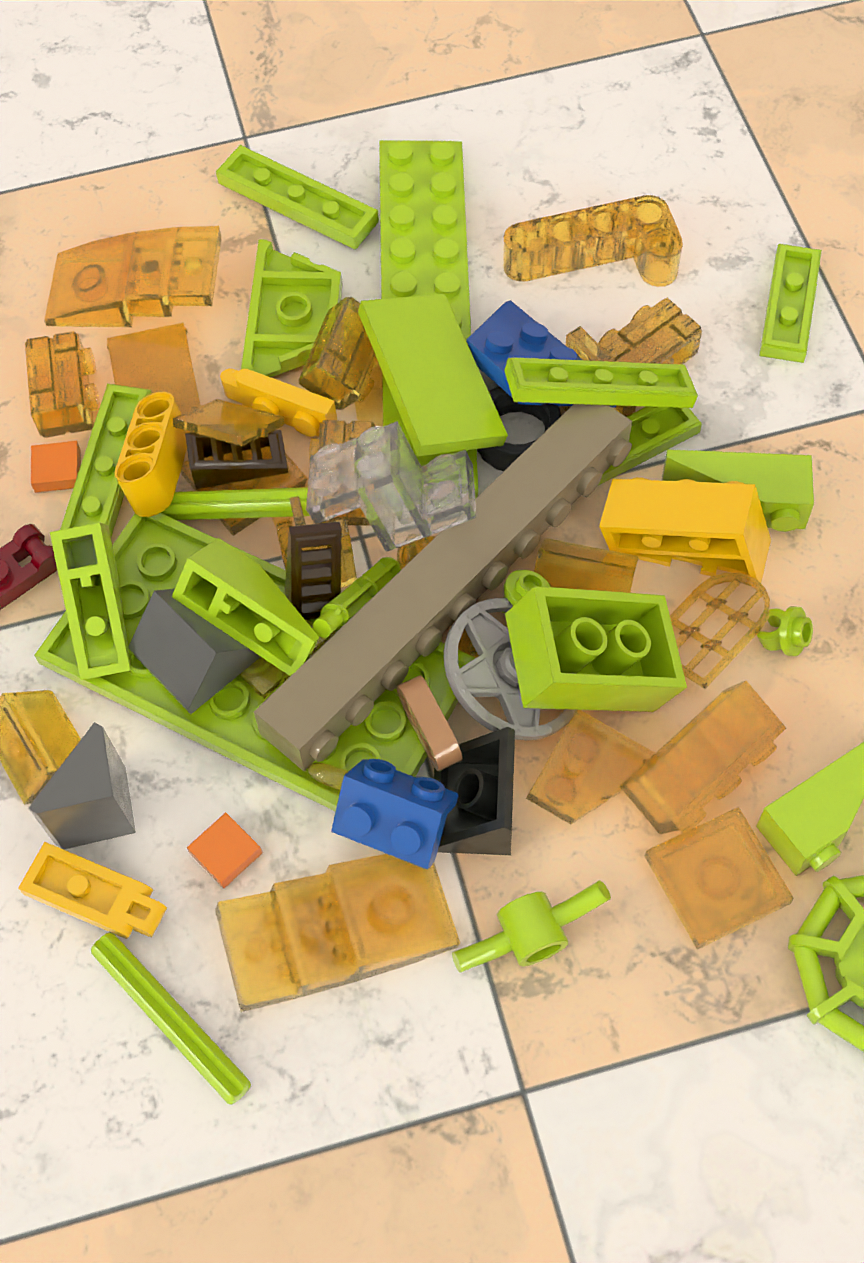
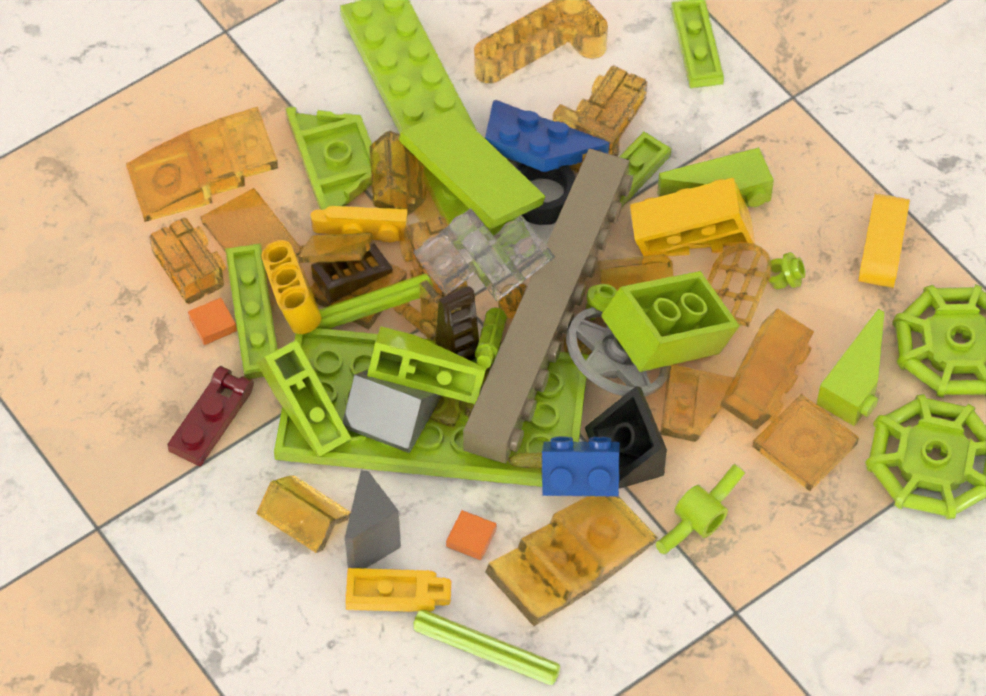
camera: 25 degrees left, 5 degrees down
(298, 197) = (295, 66): lime plate -> none
(429, 723) = (578, 403): medium nougat beam -> none
(600, 383) = (596, 140): lime tile -> none

